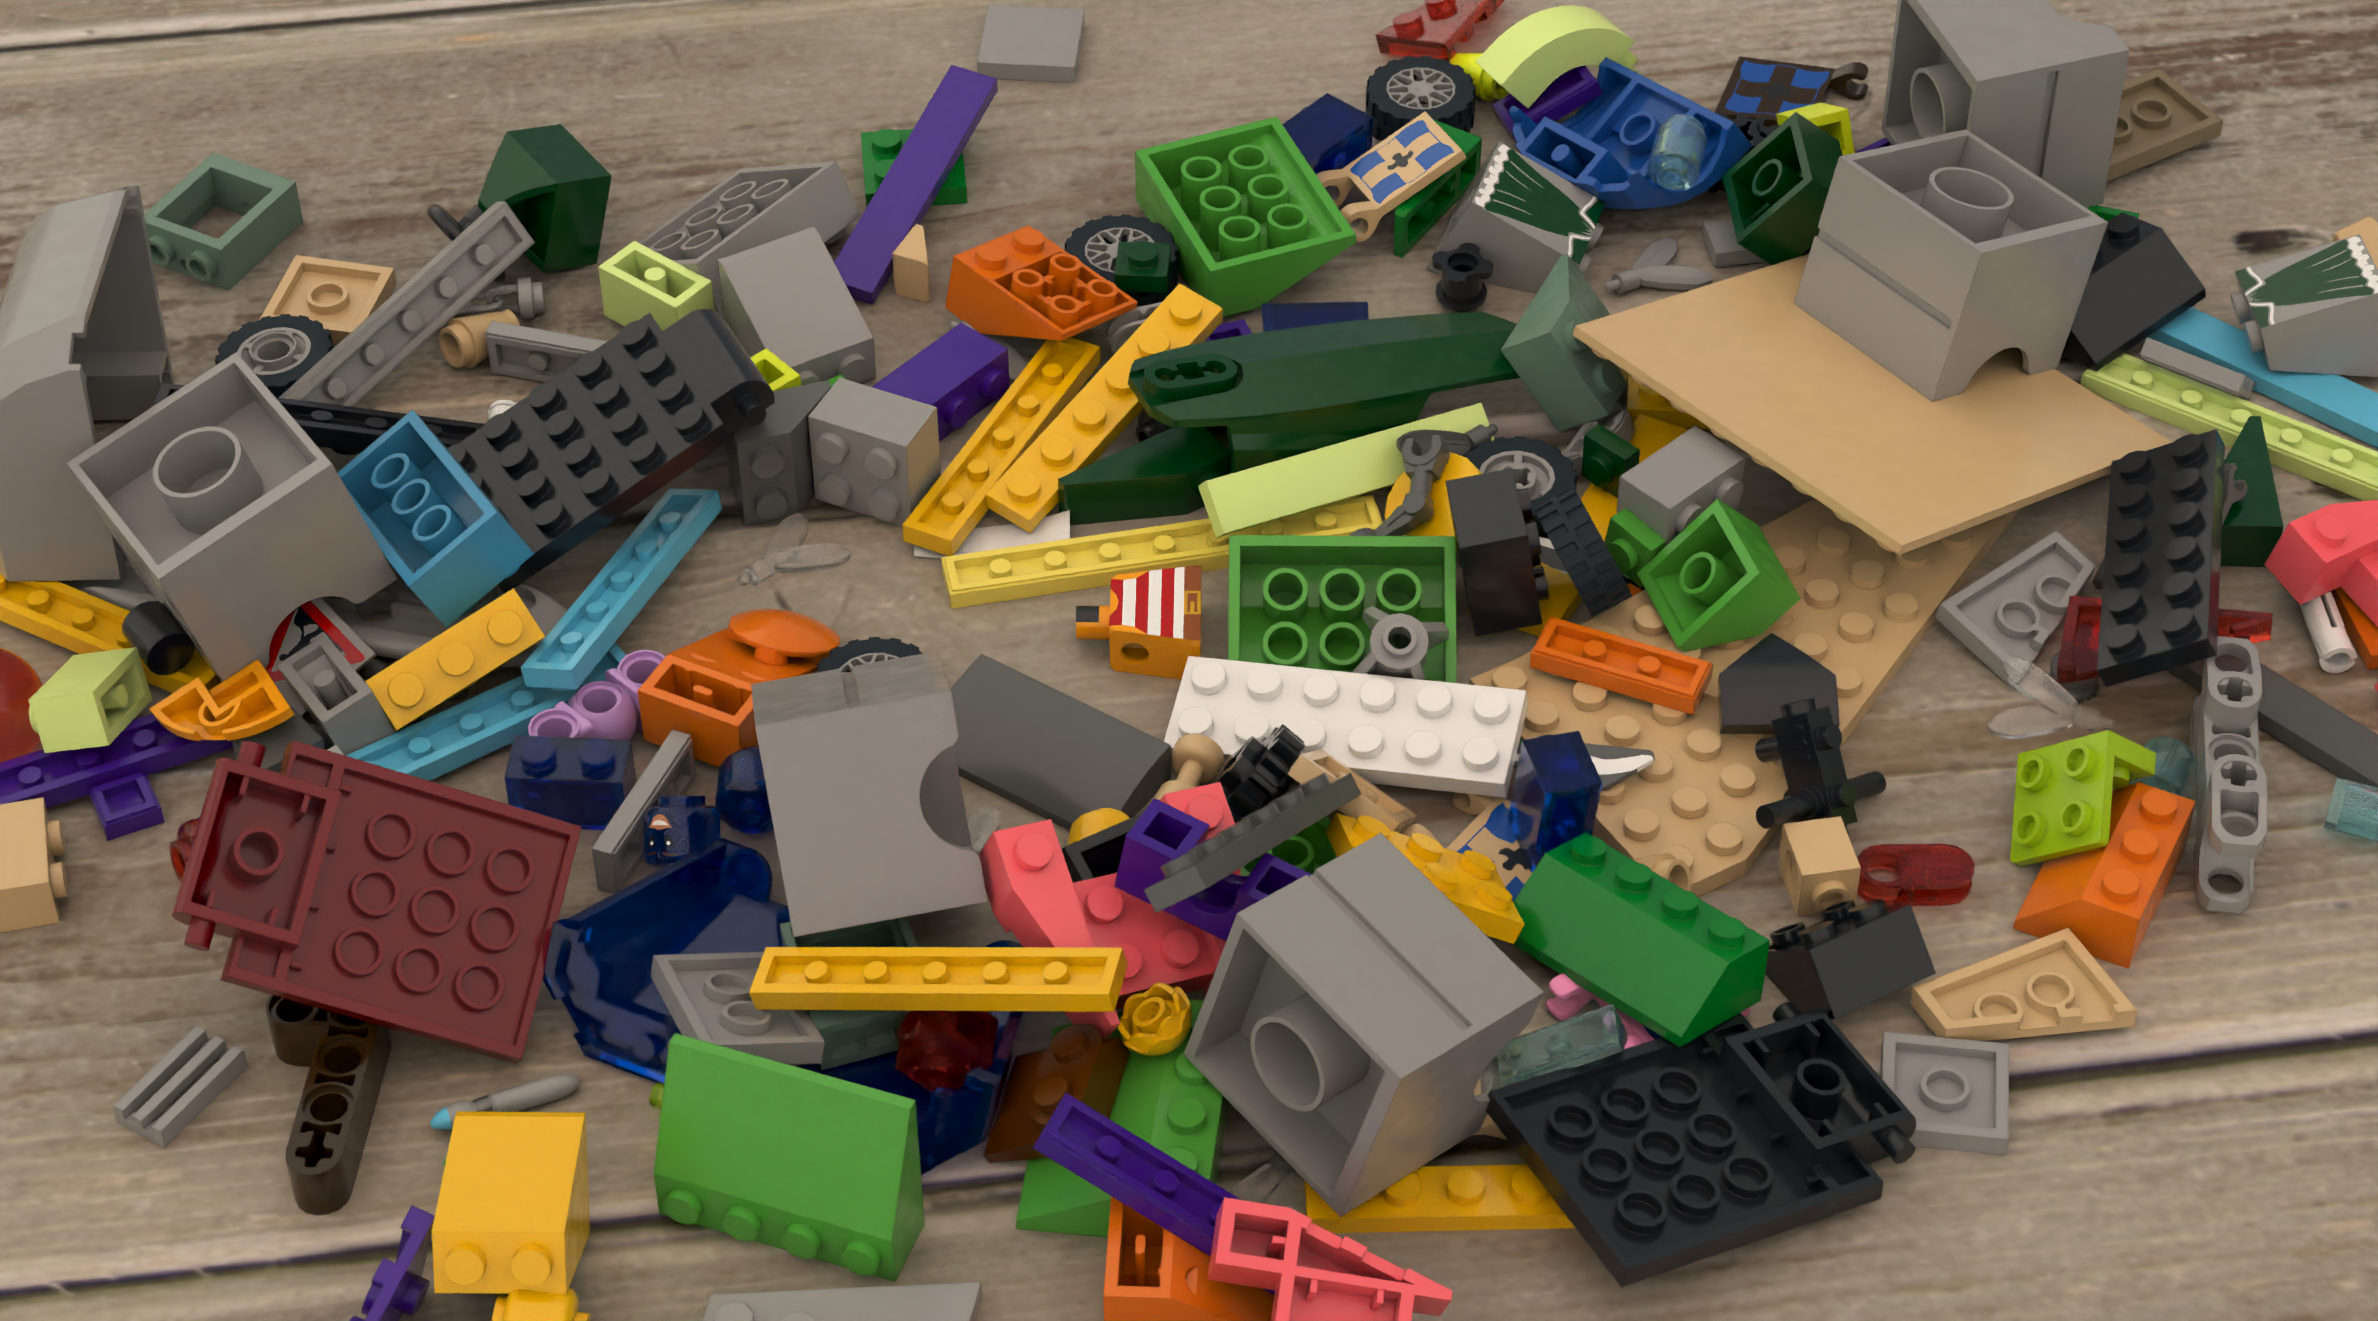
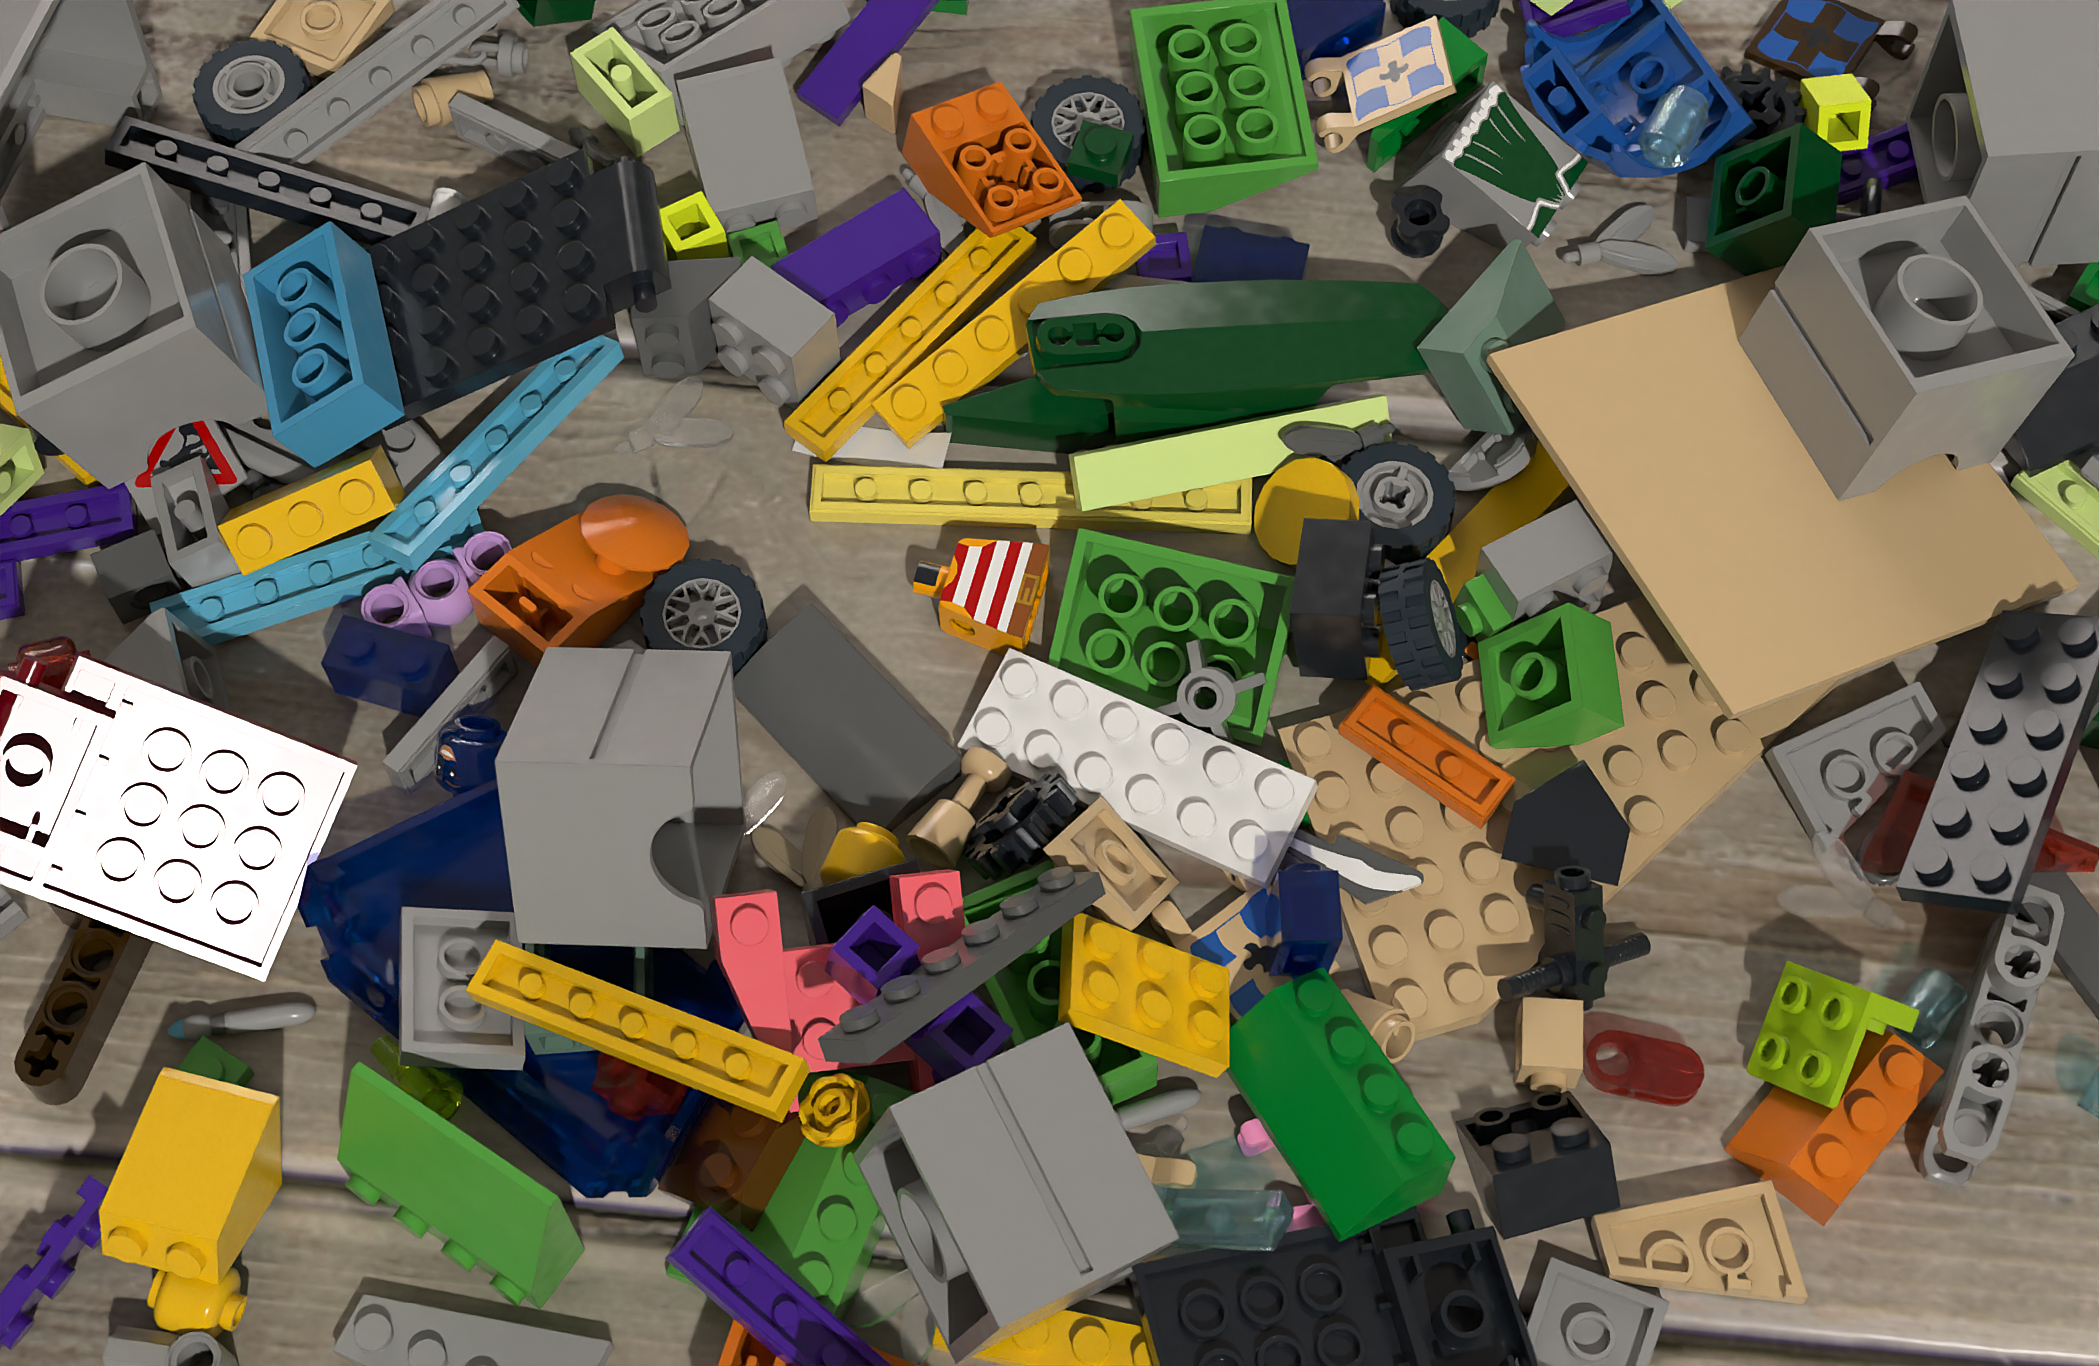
camera: 15 degrees right, 20 degrees up
(230, 711) = (99, 521): light orange brick -> none
(1417, 504) = (1283, 515): dark grey piece -> none
(1607, 458) = (1491, 500): dark green plate -> none

